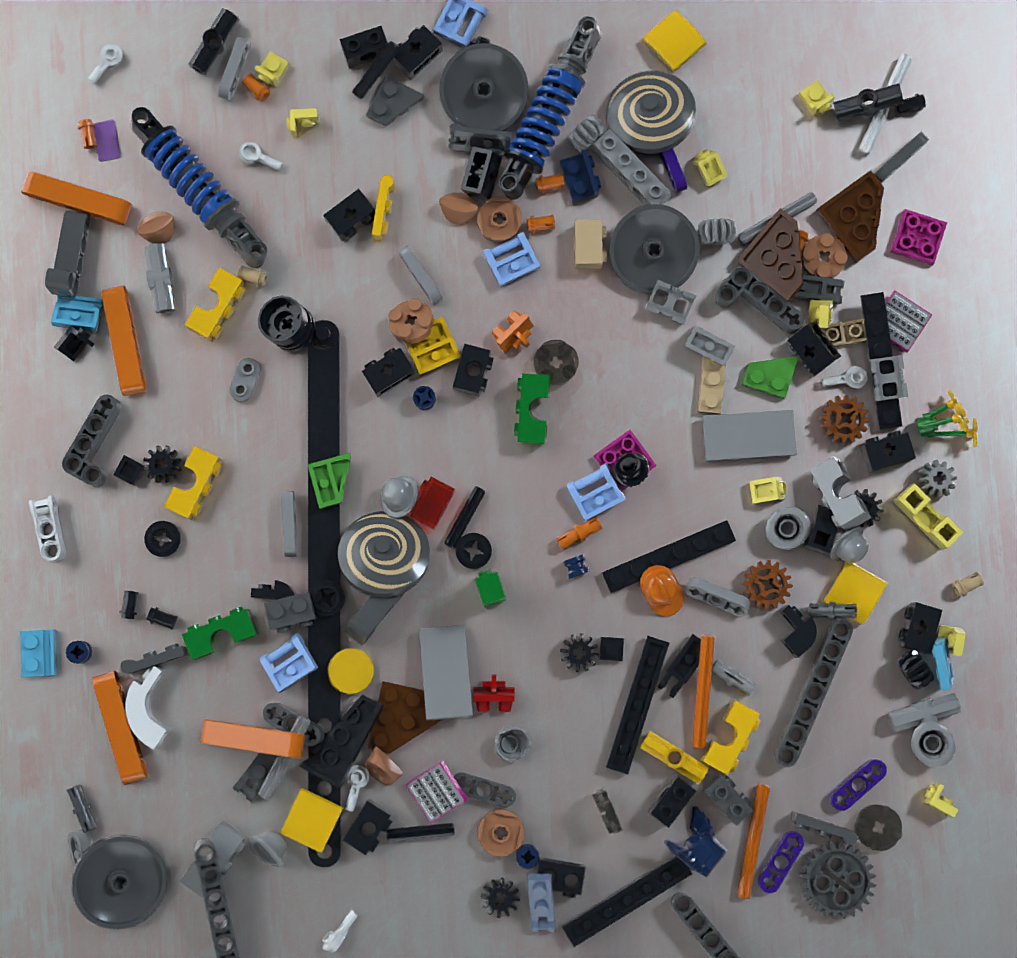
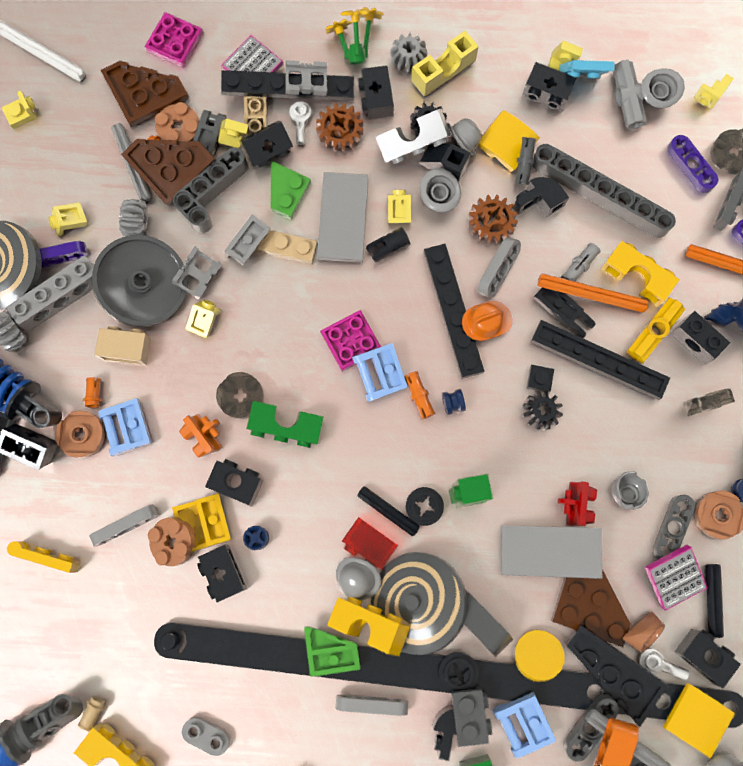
camera: 80 degrees left, 5 degrees down
(278, 317) = (150, 681): black wheel -> none
(354, 526) = (386, 632): none -> yellow arch
(355, 204) = (33, 588): black brick -> none
(458, 207) = (60, 476): nougat piece -> none
(549, 182) = (51, 382): orange pin -> none
(580, 177) = (52, 345): dark blue bracket -> none
(627, 314) = (202, 318): none -> bracket
(631, 469) = (362, 331): black hair -> none
(728, 800) = (703, 282): dark grey bracket -> none
(729, 489) = (388, 244): none -> black hinge
(881, 98) = (33, 71): black piece -> none
(902, 156) = (93, 41): dark grey beam -> none
(912, 103) = (44, 27): black pin -> none
(915, 669) = (589, 94): black gear -> none
(964, 586) = (513, 45): tan pin -> none

